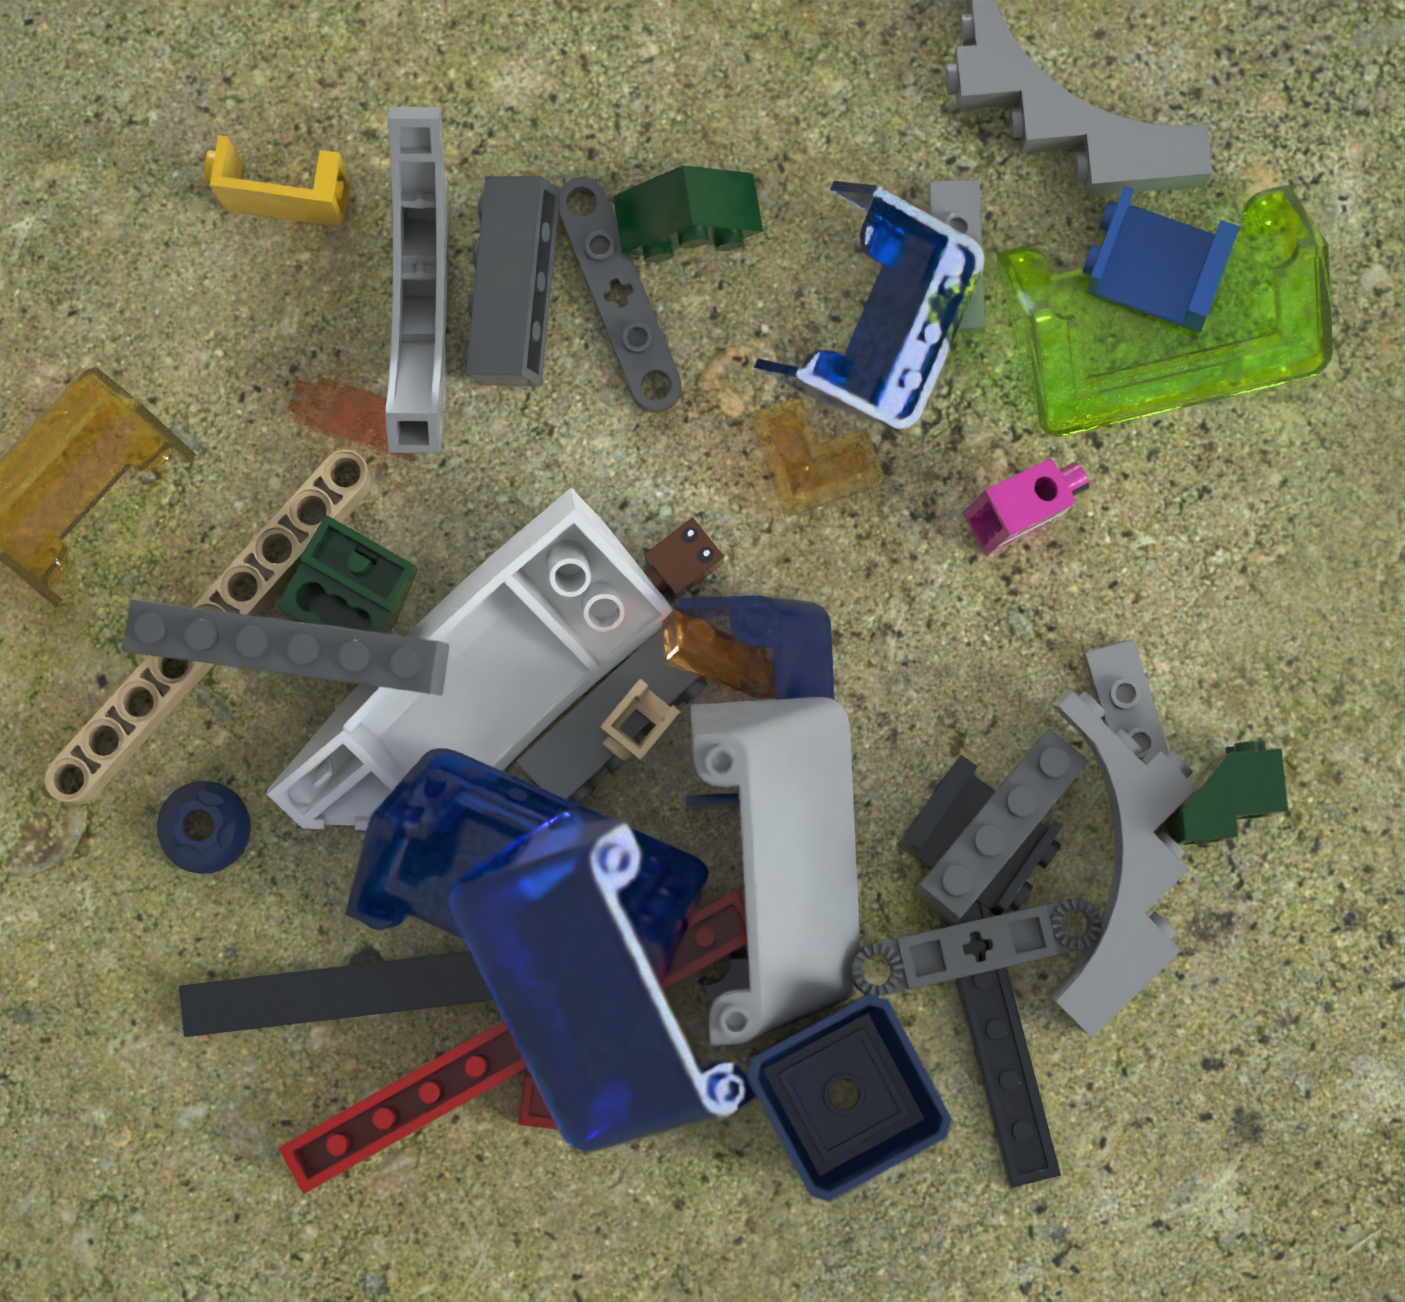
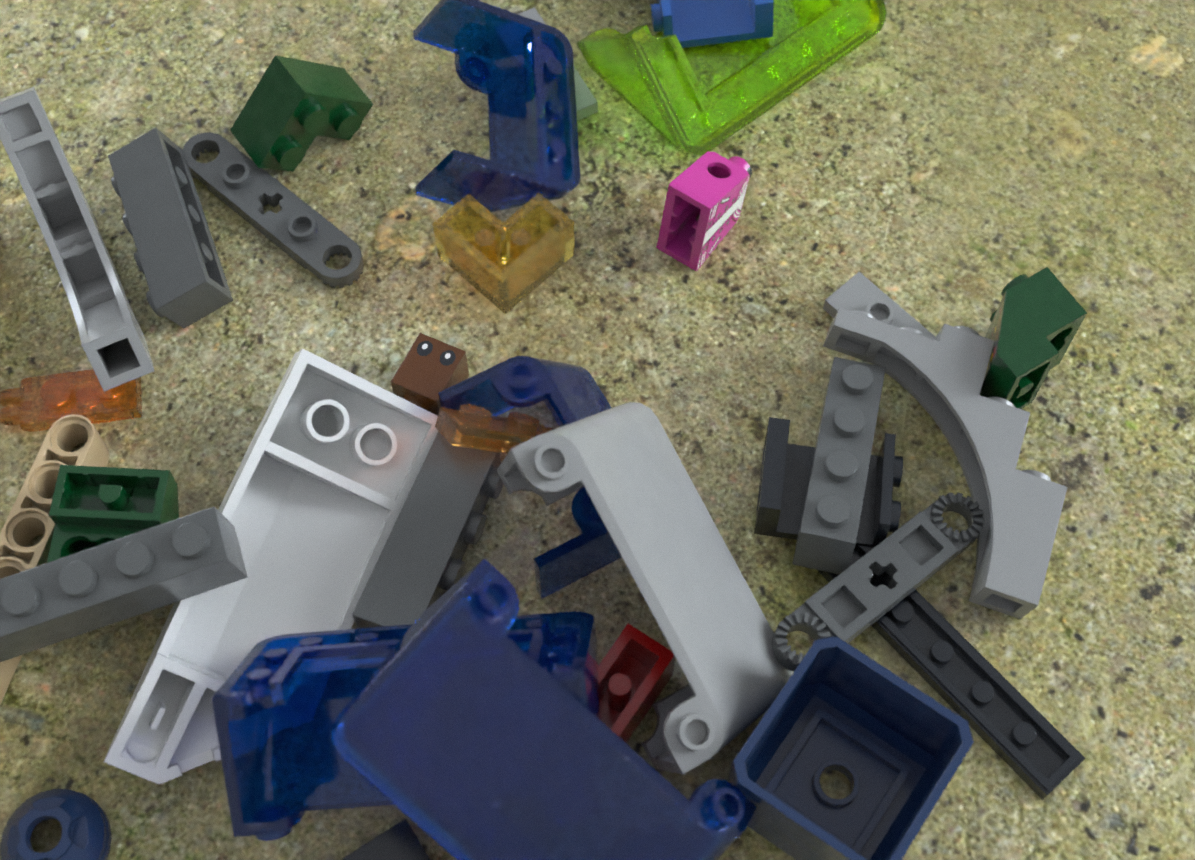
camera: 25 degrees left, 20 degrees down
(652, 708) = (442, 500): tan window -> none

